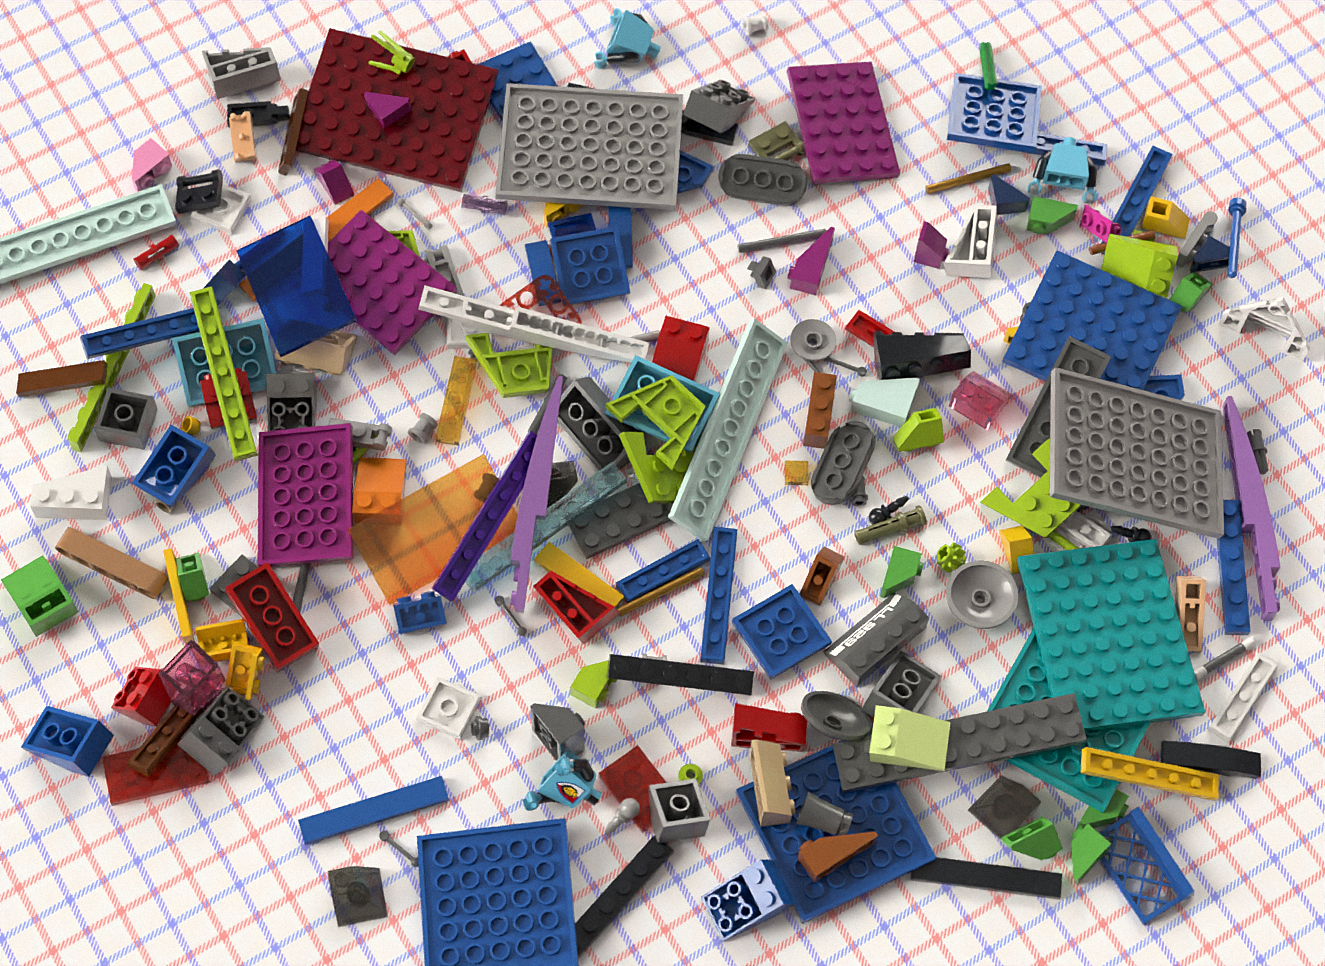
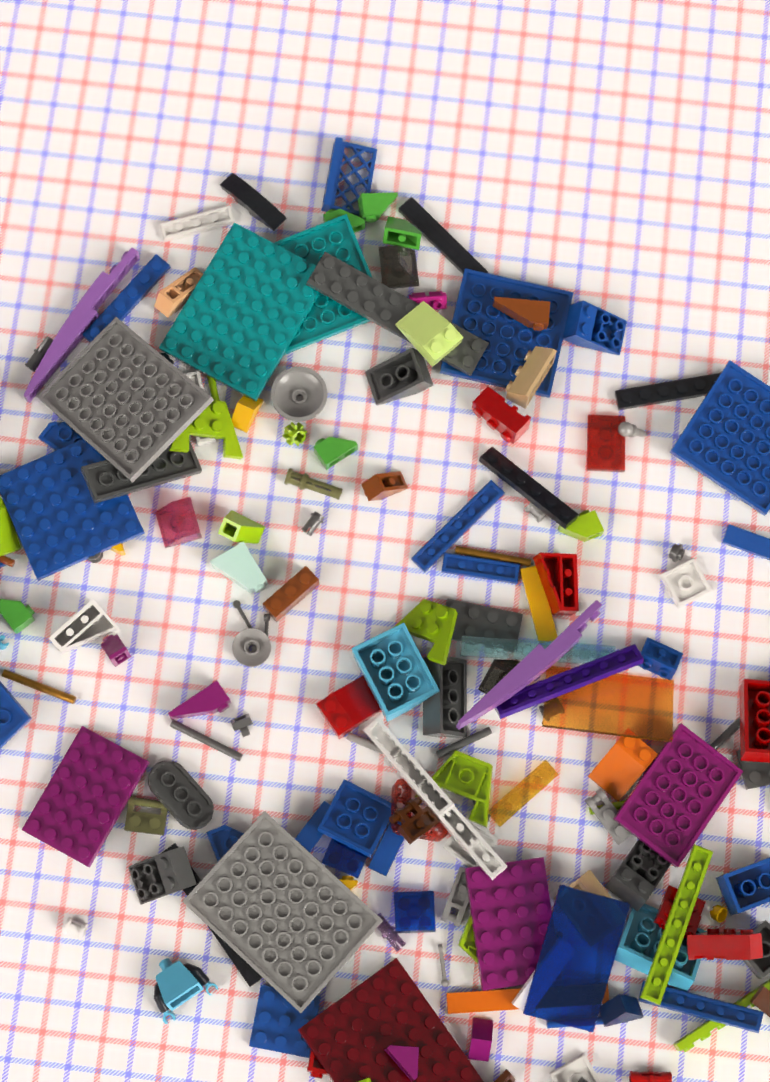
camera: 140 degrees left, 10 degrees up
(164, 384) = (725, 945): none -> red wedge
(422, 428) = (562, 787): light grey bush -> none
(474, 232) = (414, 912): none -> clear blue plate
(499, 601) = (600, 629): dark grey hinge -> none
(529, 290) = (416, 826): none -> reddish brown plate
(558, 729) = (636, 502): dark grey slope -> none
(565, 783) = (652, 473): medium azure torso -> none
(669, 407) = (396, 656): lime wing -> none
(677, 811) = (597, 406): dark grey slope -> none
(690, 768) = (569, 432): lime plate -> none
(728, 430) = (361, 626): light aqua plate -> none
(781, 631) = (440, 470): blue plate -> none
(796, 472) = (340, 567): clear yellow tile -> none
(823, 816) = (514, 335): dark grey plant -> none
(835, 716) = (447, 388): dark grey dish -> none
(843, 463) = (306, 547): dark grey tile -> none
(864, 326) = (207, 624): red plate -> none
(877, 637) = (385, 421): dark grey slope -> none
(881, 514) = (313, 499): black bar -> none
(919, 354) = (193, 577): black wedge -> none
(936, 801) = (436, 300): none -> dark pink hinge
(1006, 197) = (30, 650): dark blue slope -> none
(1149, 773) = (301, 214): yellow plate -> none
(1224, 658) = (185, 253): dark grey bar -> none

